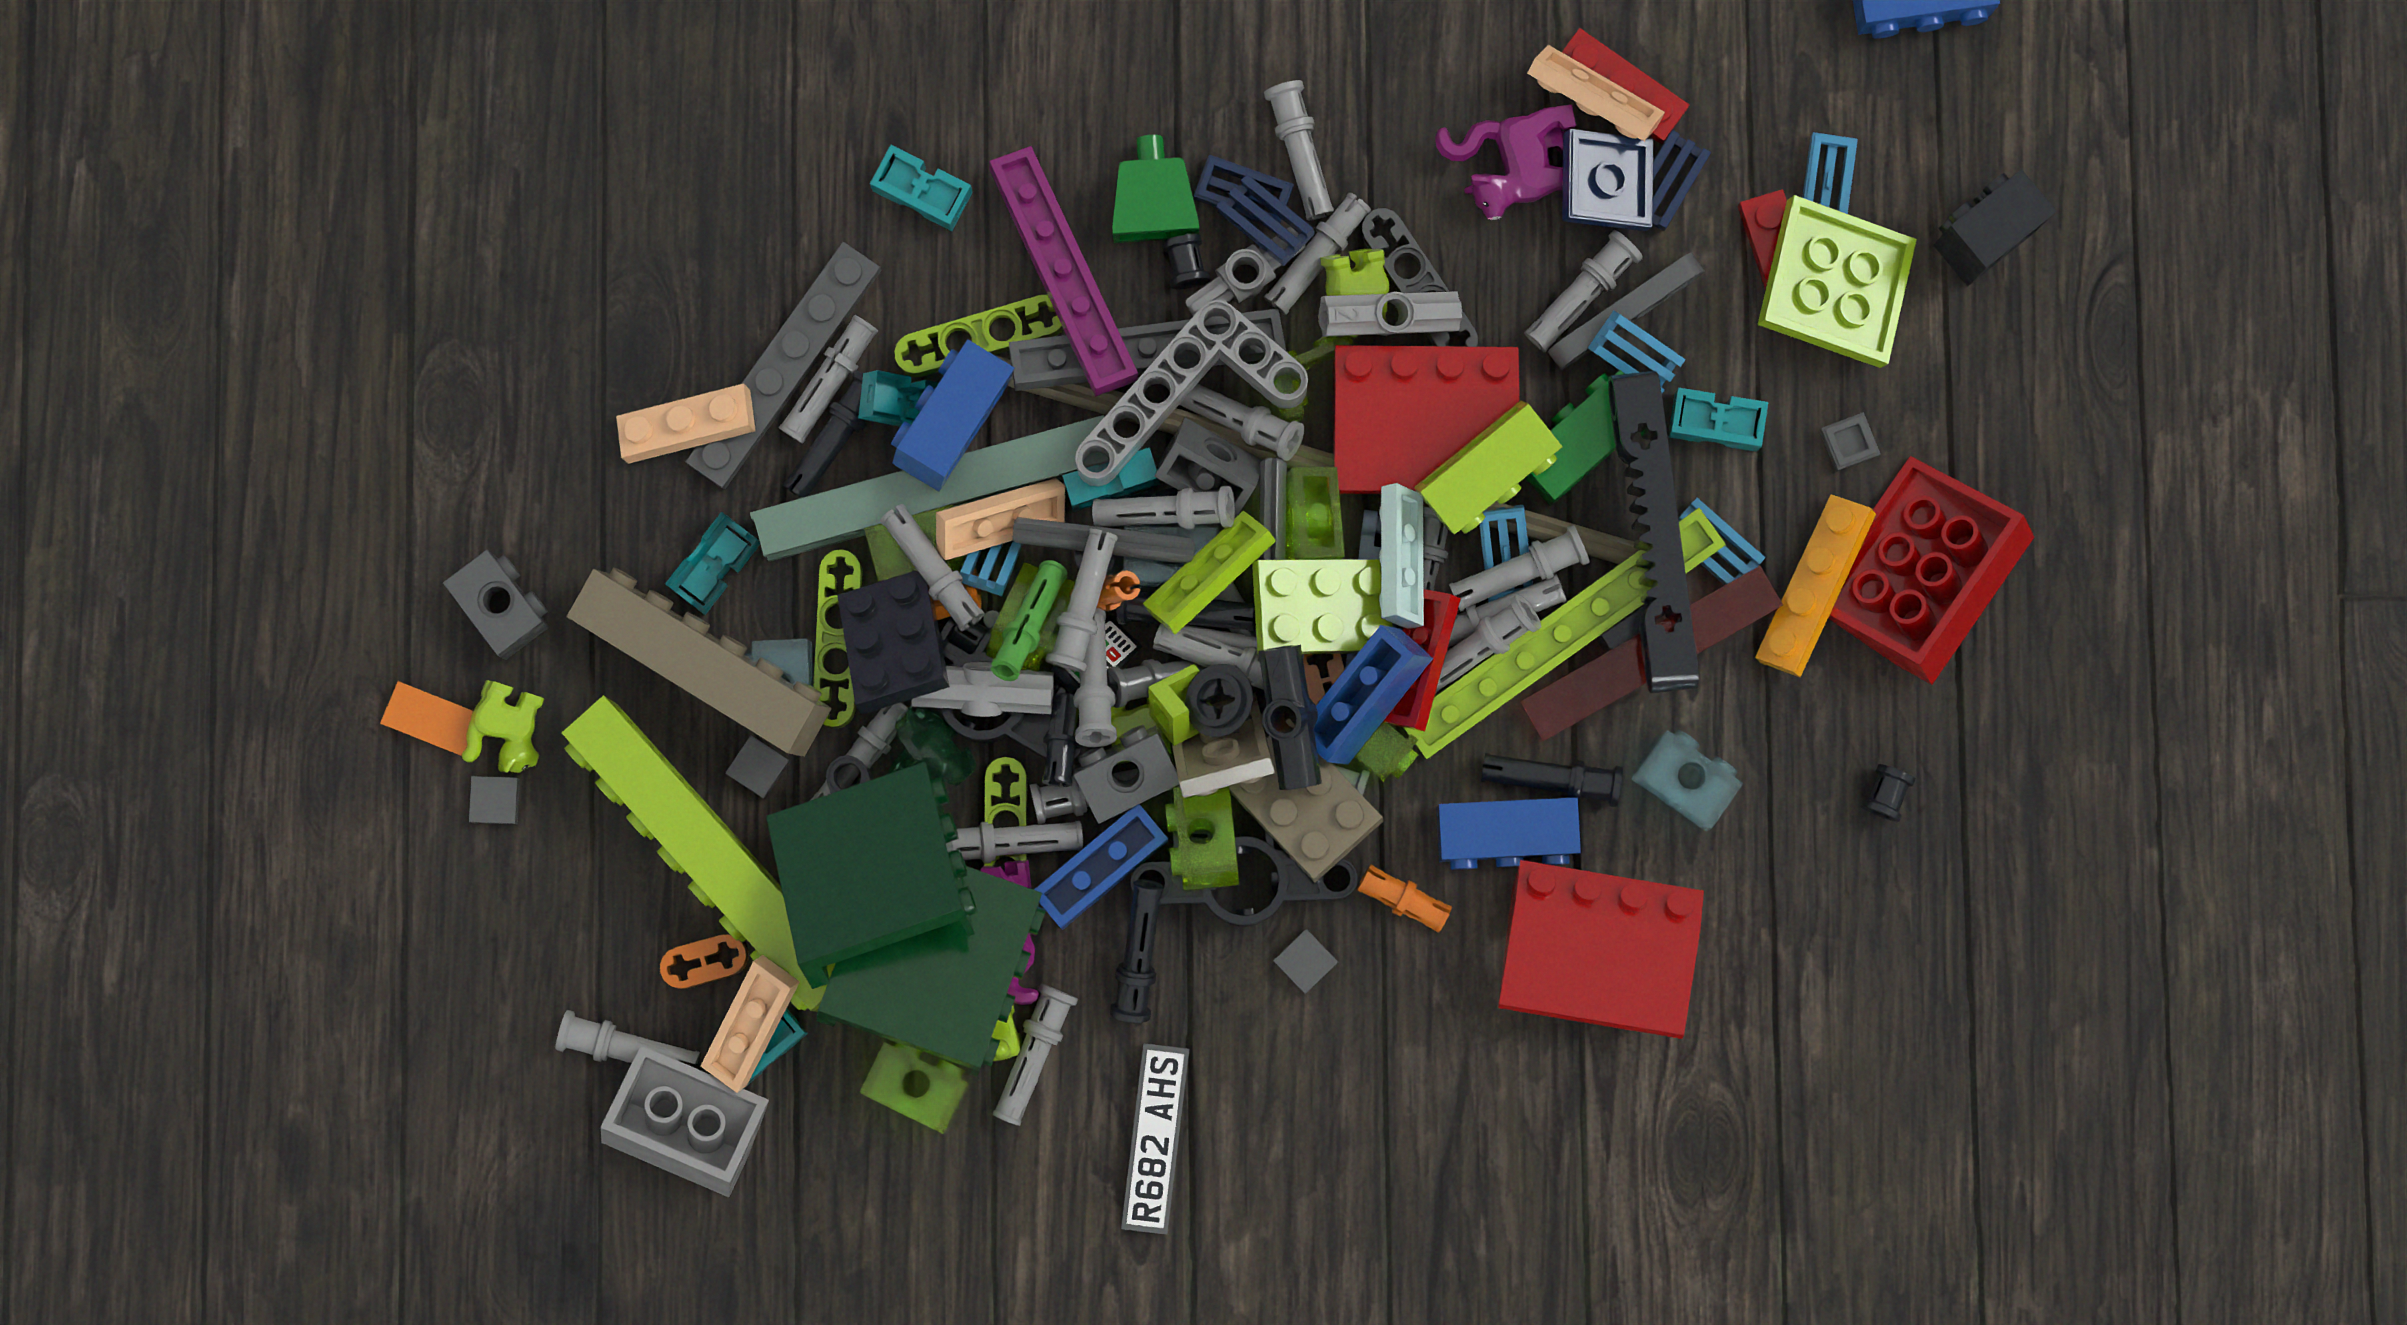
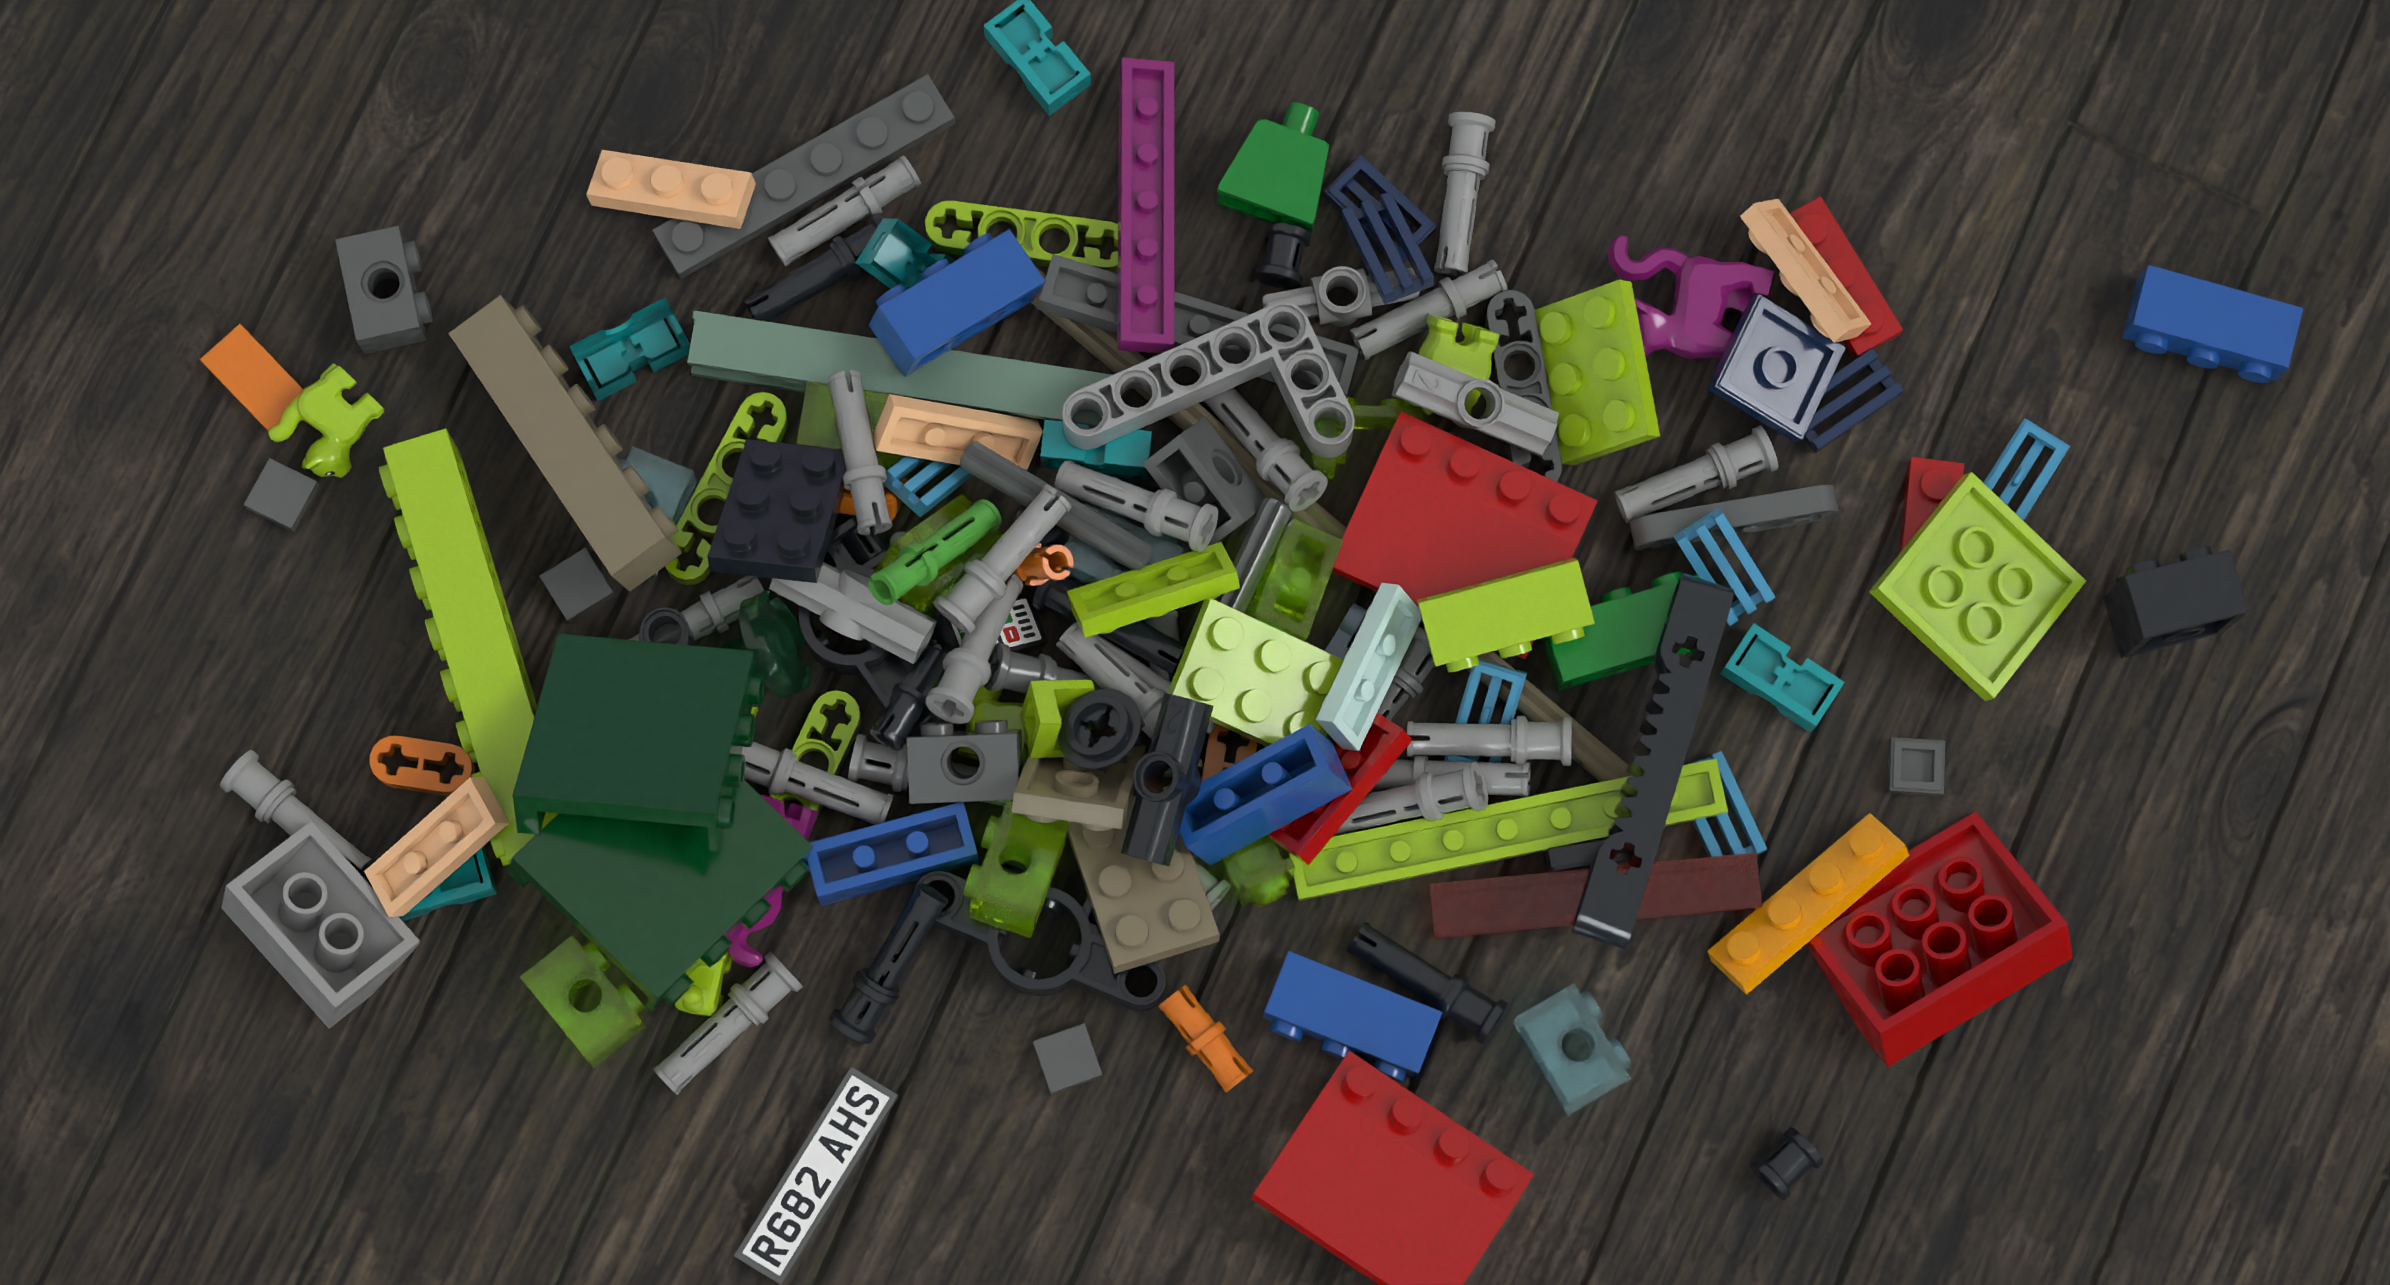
camera: 20 degrees right, 5 degrees down
(1471, 245) = (1597, 372): none -> lime plate

